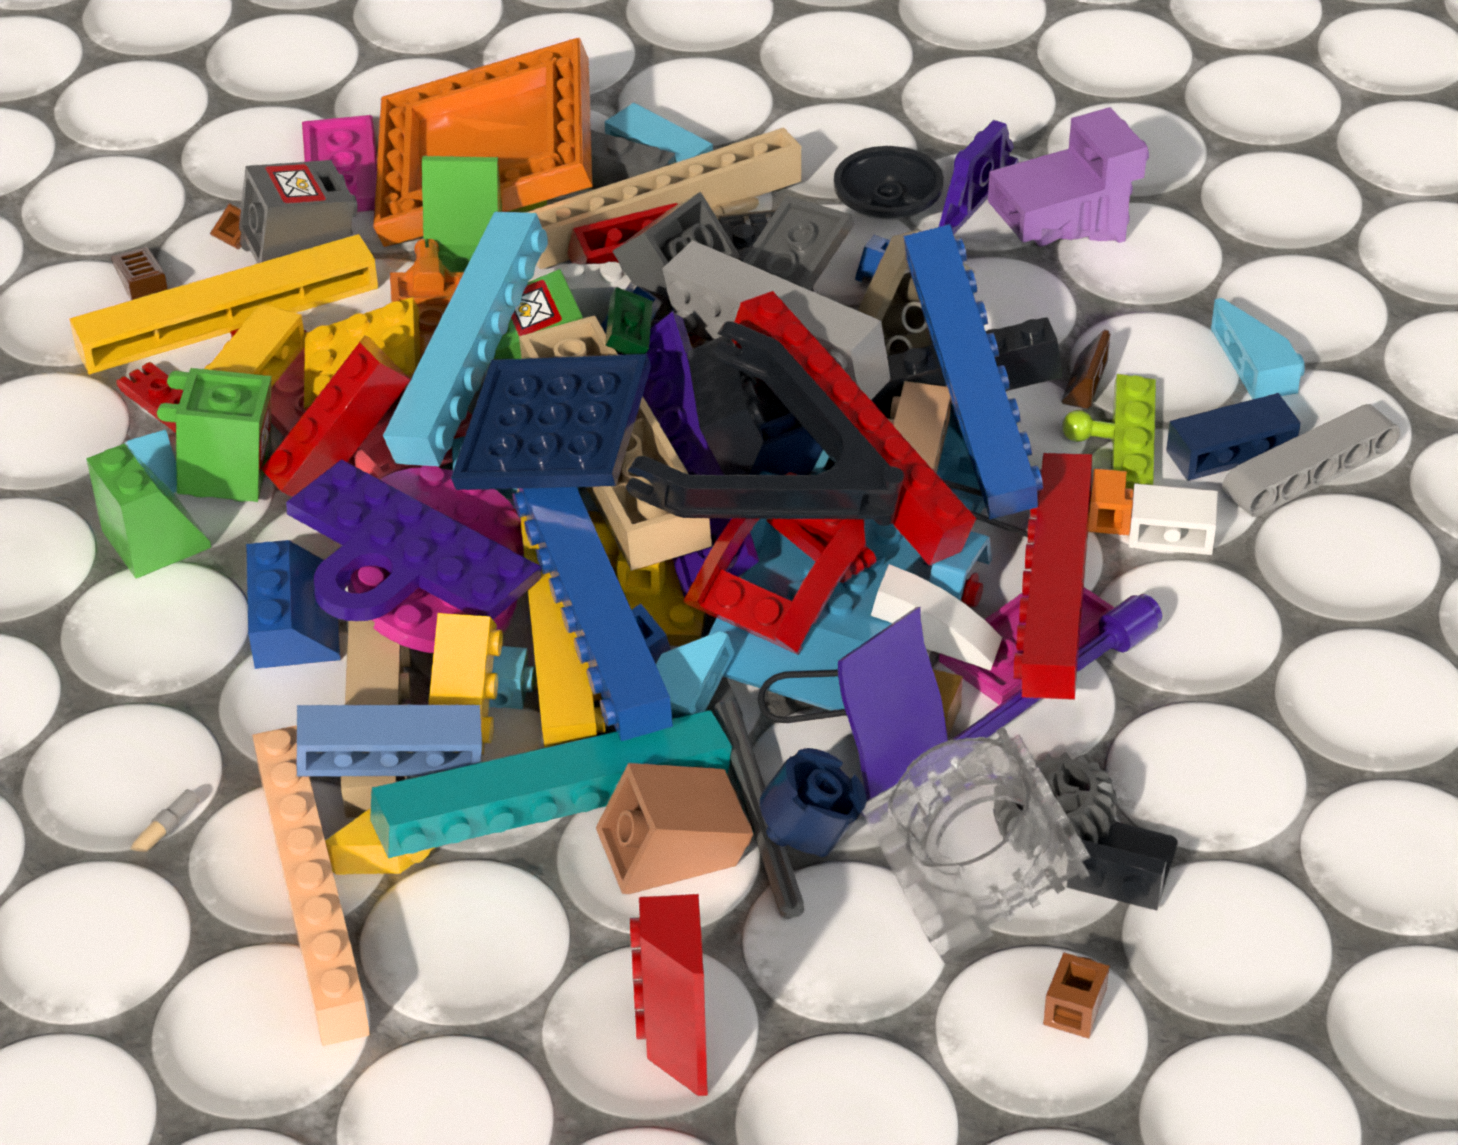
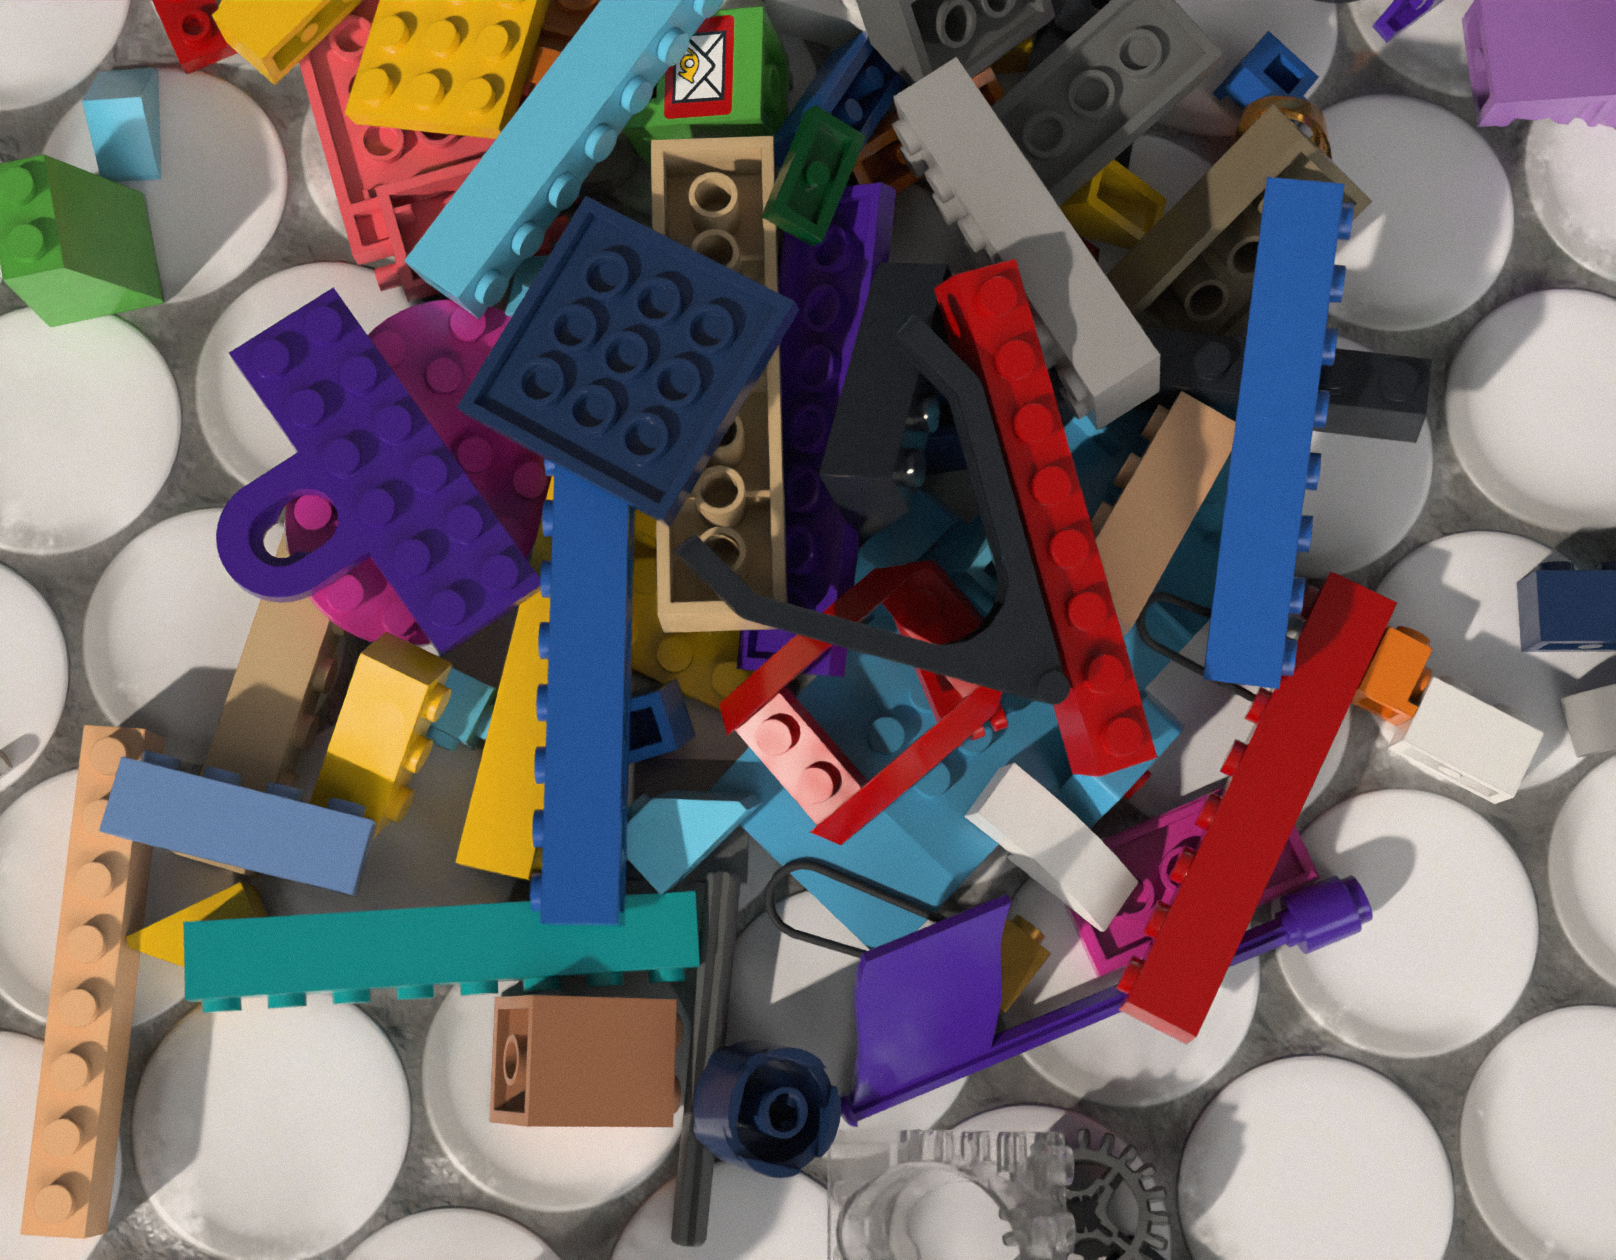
camera: 15 degrees right, 35 degrees up
(220, 432) = (205, 139): bright green container -> none
(282, 609) = (208, 451): blue slope -> none
(337, 418) = (365, 175): red slope -> none
(1088, 372) = (1468, 400): reddish brown slope -> none
(1131, 428) = (1478, 541): lime plate -> none

